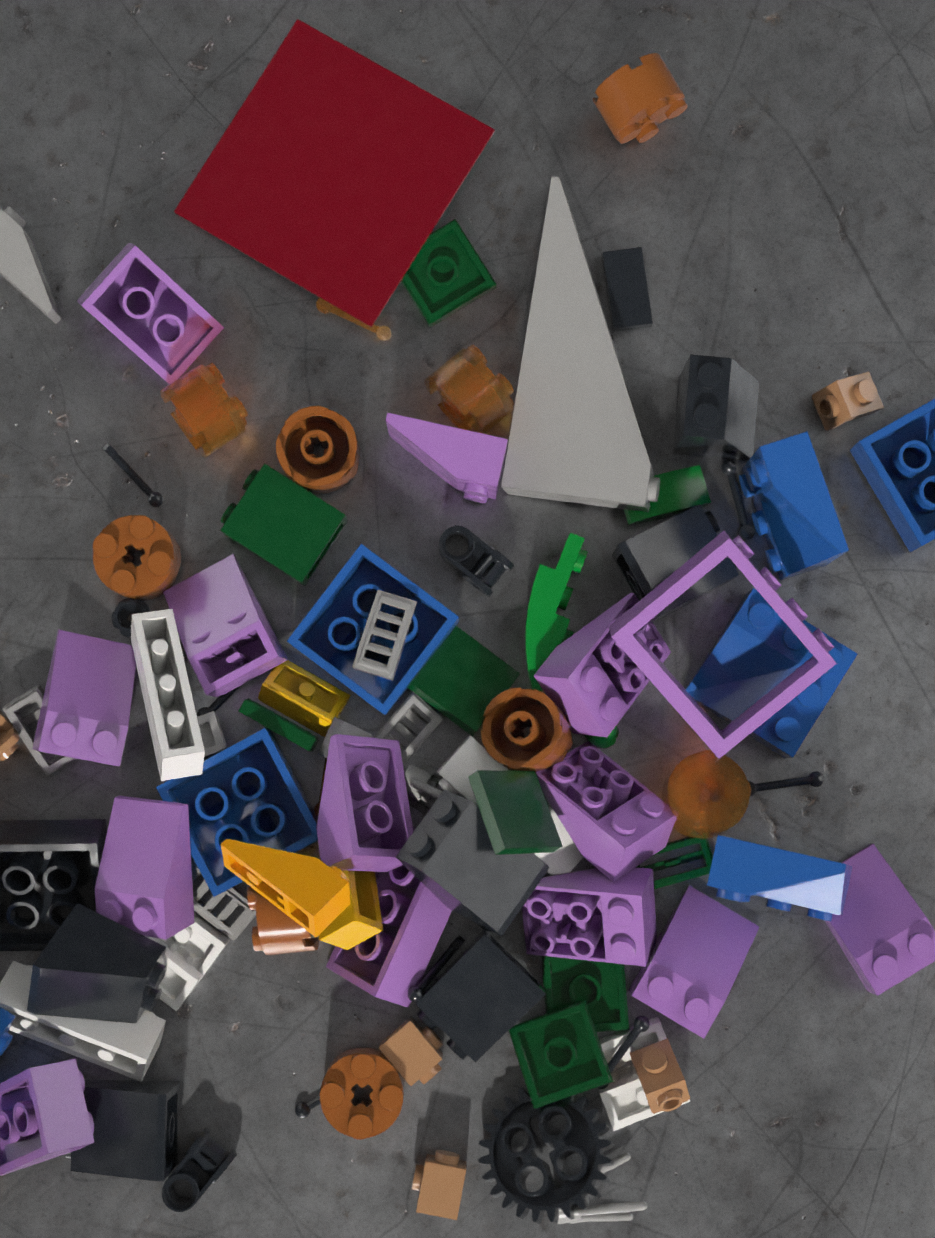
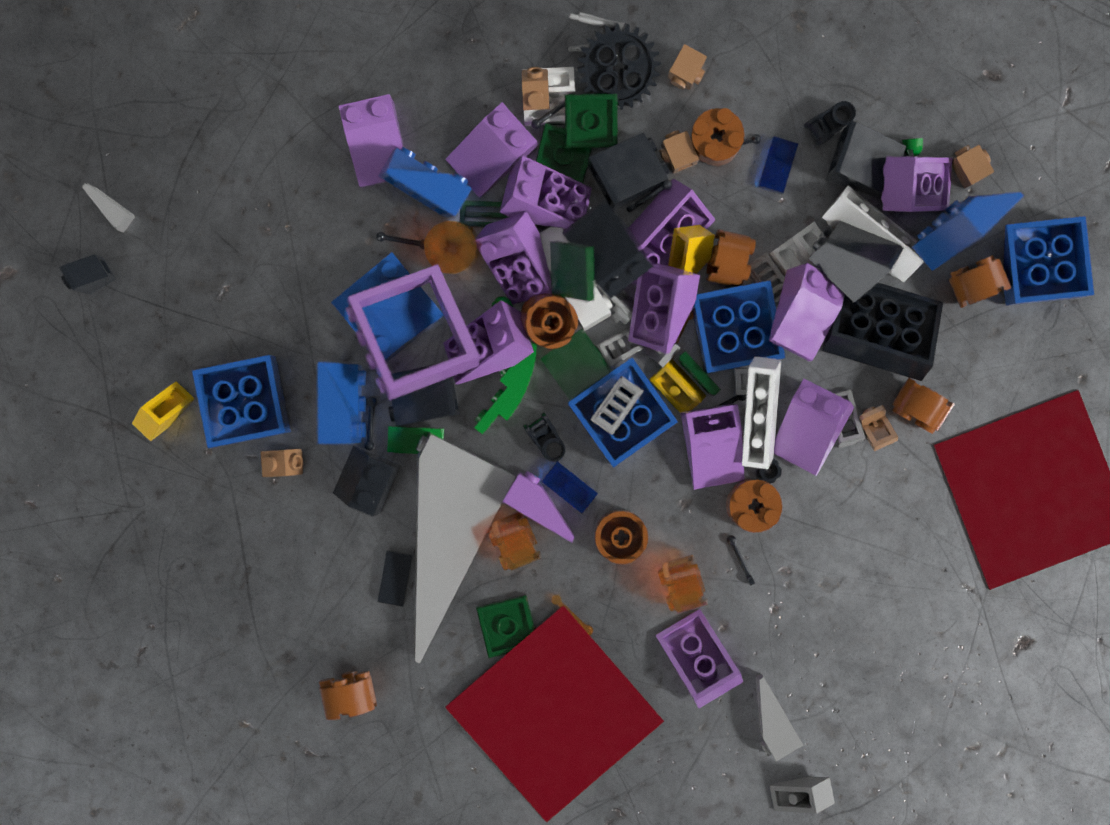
camera: 165 degrees left, 5 degrees up
(62, 1178) = (913, 146): none -> green hinge
(257, 1080) = (778, 165): none -> clear blue plate
(283, 524) = (657, 498): dark green brick -> none
(292, 882) = (719, 270): light orange slope -> none
(416, 499) = (569, 487): none -> clear blue plate

